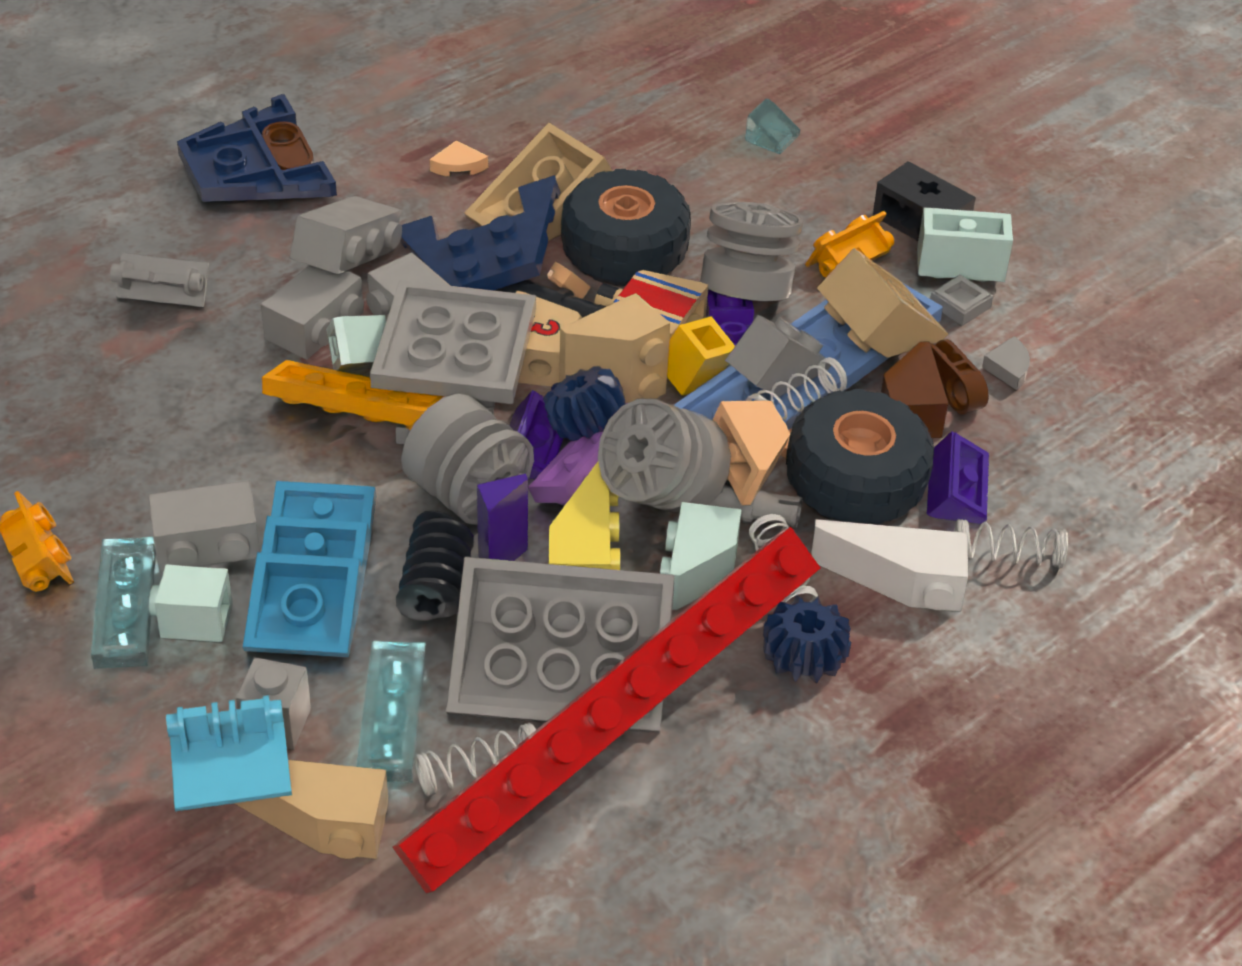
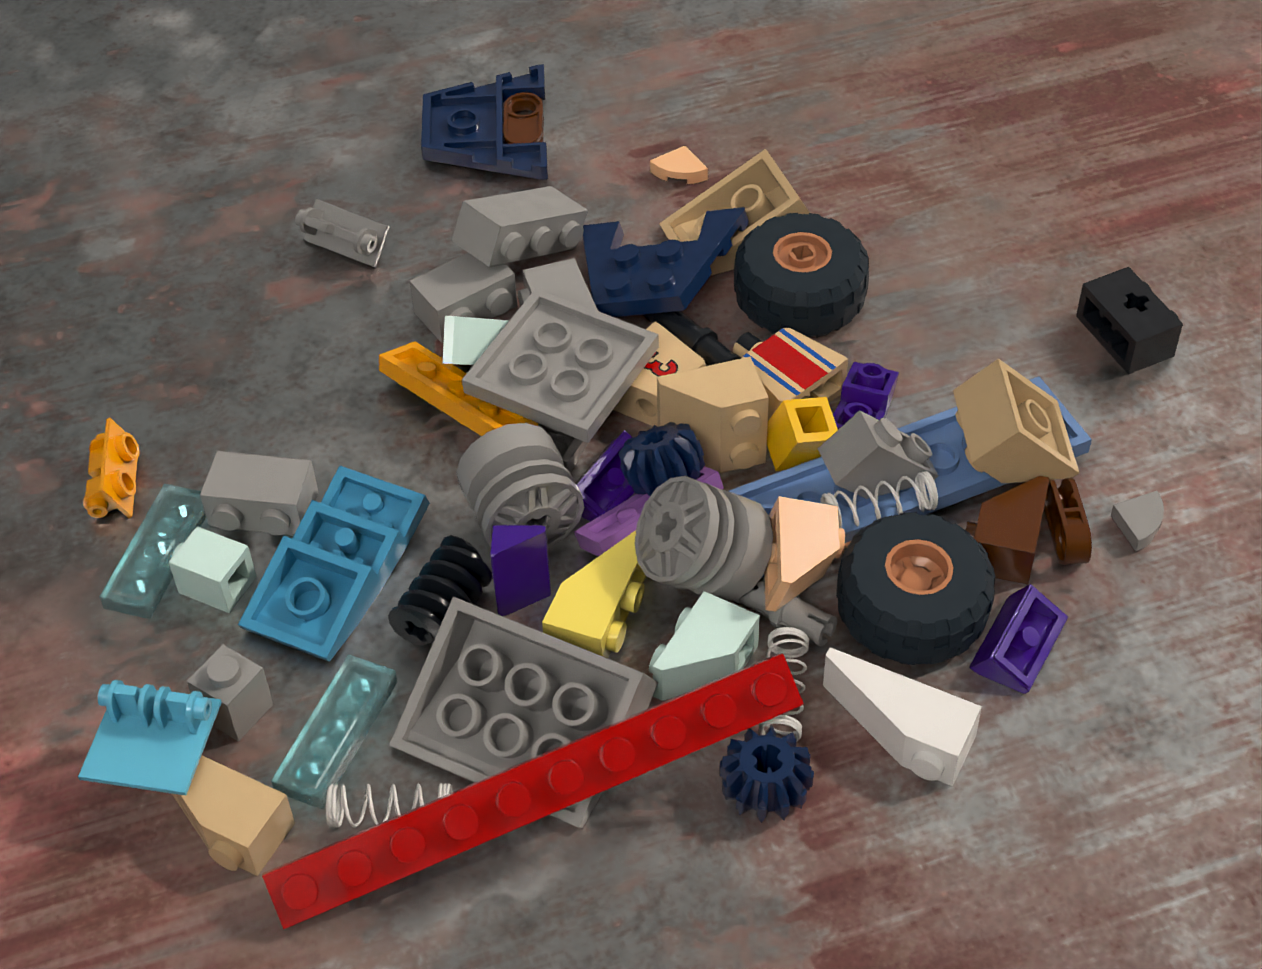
camera: 25 degrees right, 5 degrees up
(565, 278) = (720, 319): light nougat tile -> none
(751, 251) = (907, 333): light grey wheel -> none
(770, 127) = (1010, 195): clear light blue slope -> none
(862, 234) = (1045, 339): light orange hinge -> none
(962, 299) = (1123, 434): light grey tile -> none
(964, 244) = (1146, 374): light aqua brick -> none
(1059, 549) = (1086, 746): white piece -> none

